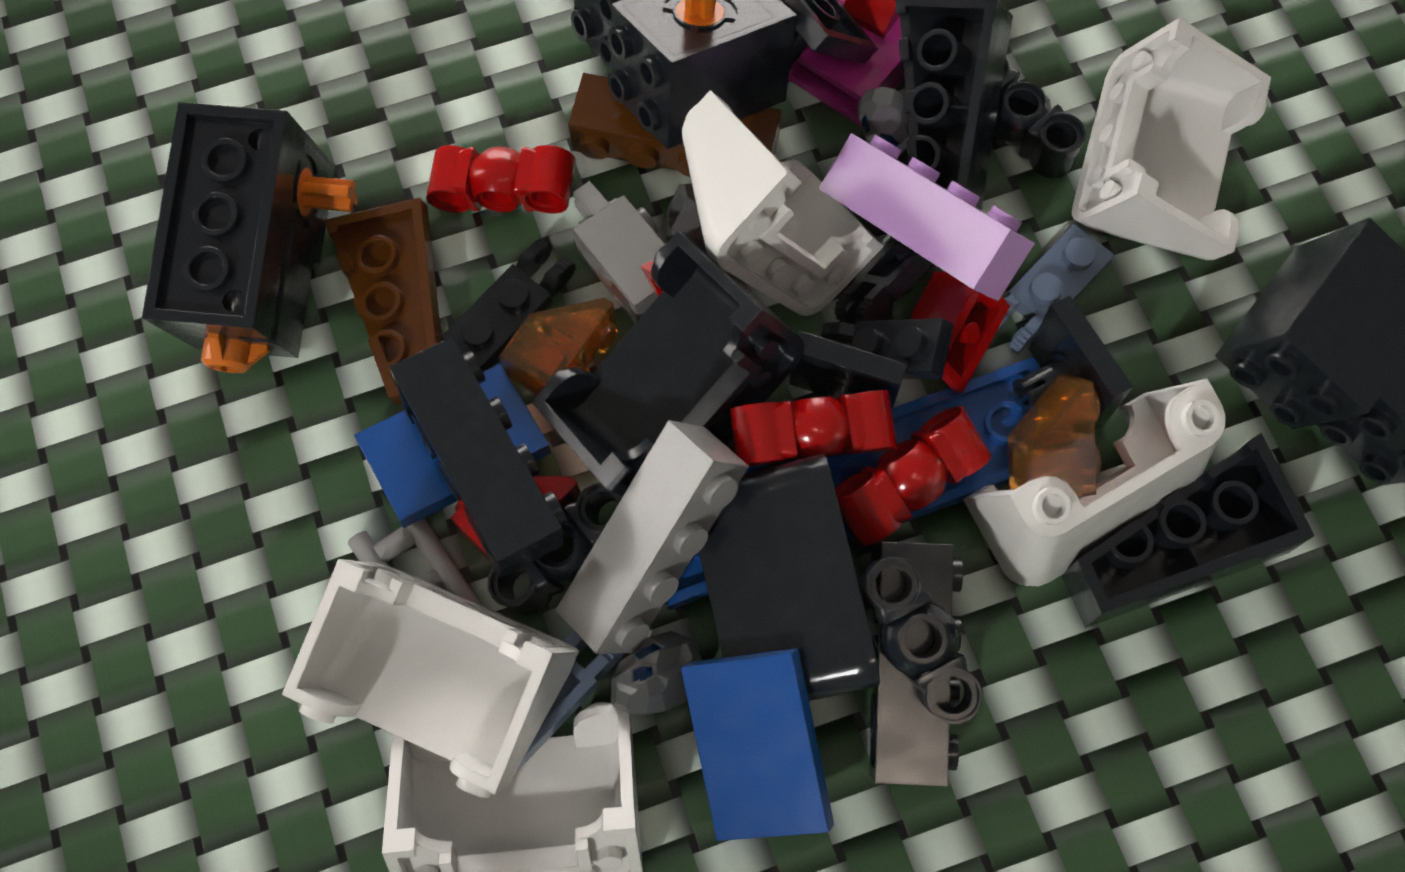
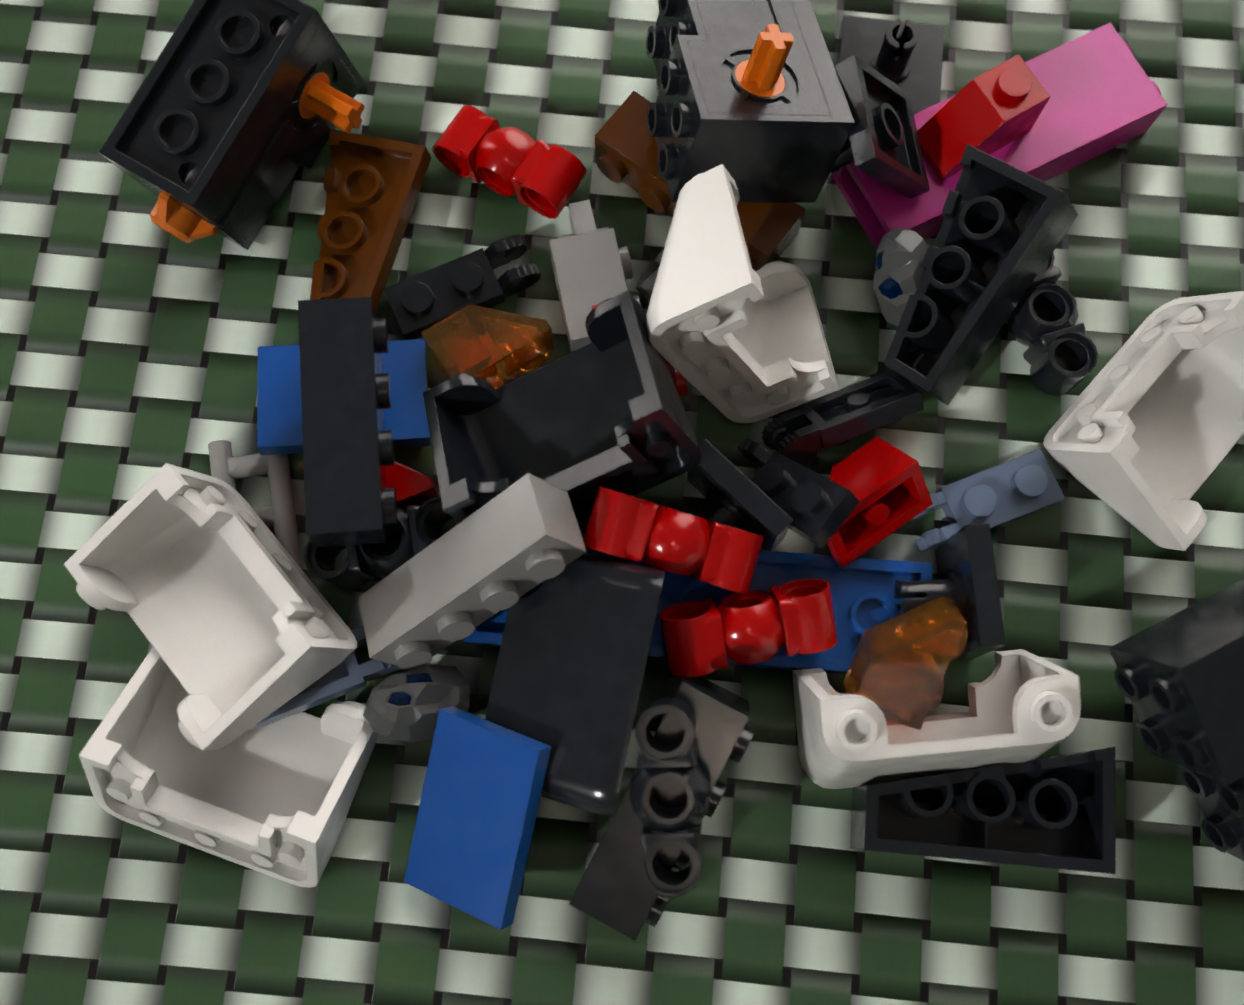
camera: 20 degrees right, 5 degrees up
(926, 217) = (889, 381): lavender brick -> none

